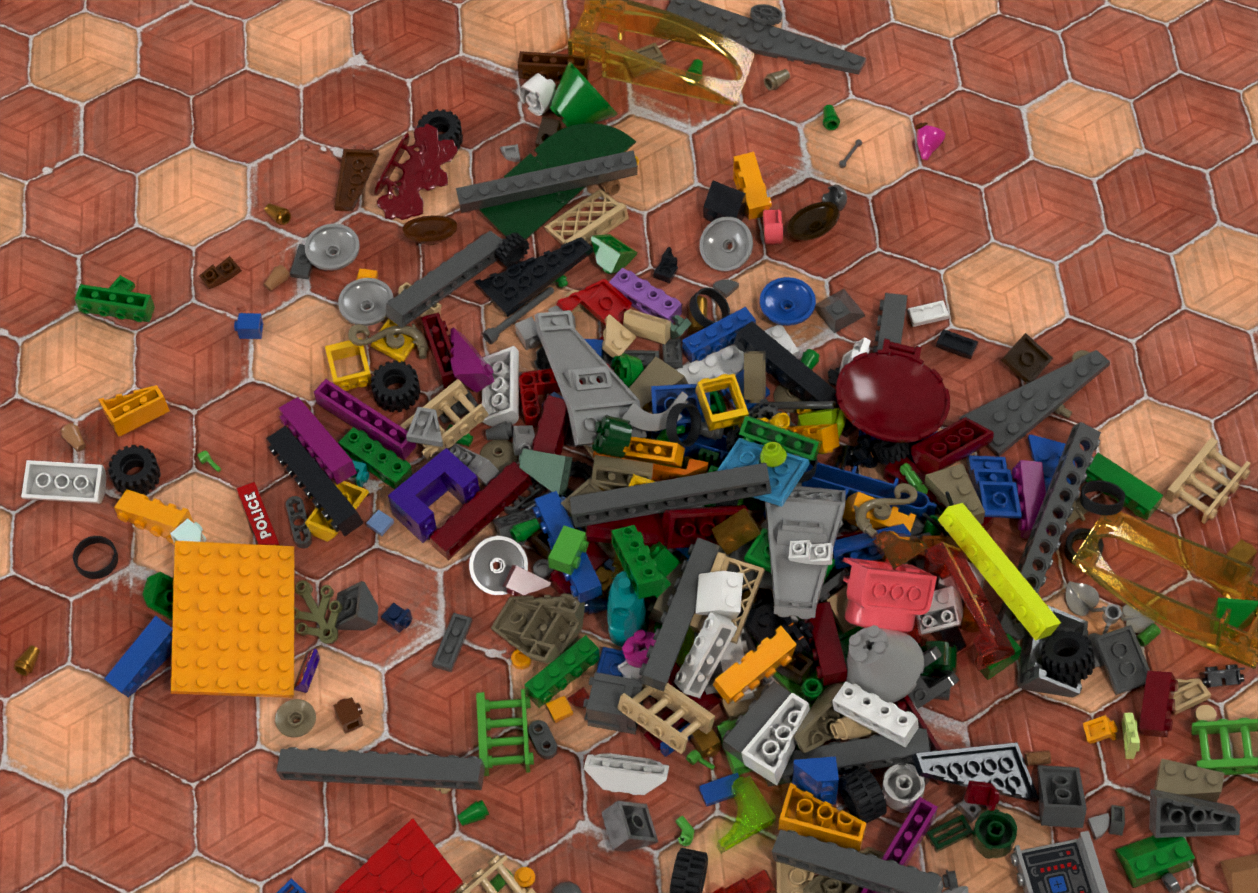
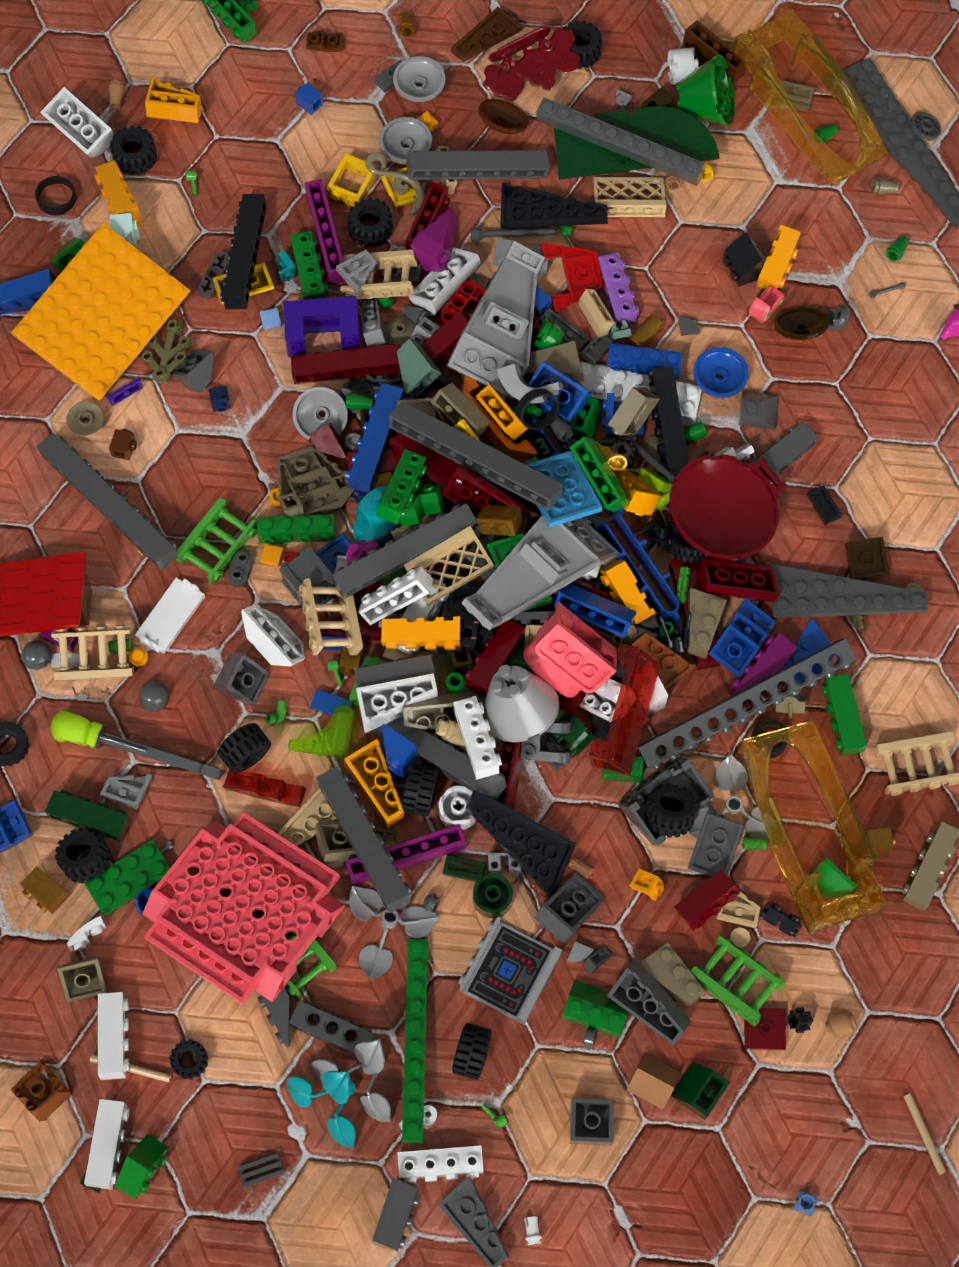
camera: 35 degrees right, 10 degrees up
(257, 515) = (190, 249): red tile -> none
(277, 277) = (362, 74): medium nougat cone -> none
(317, 441) = (275, 222): magenta brick -> none
(452, 642) = (242, 447): dark grey tile -> none
(475, 812) = (145, 583): green cone -> none
(512, 249) = (549, 177): black tyre -> none
(519, 823) = (170, 615): none -> white brick
(567, 550) = (366, 440): bright green brick -> none
(611, 253) = (624, 234): green slope -> none
(612, 436) = (476, 378): dark green brick -> none
(616, 337) = (564, 305): tan wing -> none
(667, 268) = (657, 278): black slope -> none
(714, 294) = (672, 330): black tyre -> none
(715, 244) = (708, 288): light grey dish -> none
(719, 593) = (441, 558): white slope -> none
(727, 418) = (575, 429): yellow window -> none
(773, 454) = (578, 482): lime cone -> none
(808, 553) = (534, 579): white slope -> none
(884, 508) = (634, 585): dark tan plant -> none
(898, 547) = (607, 625): clear orange slope -> none
(928, 313) = (824, 464): white plate -> none
(982, 794) = (505, 859): dark red bracket -> none
(999, 571) = (673, 704): neon yellow brick -> none
(1102, 509) = (804, 721): black tyre -> none
(1130, 735) = (670, 900): yellowish green wing -> none

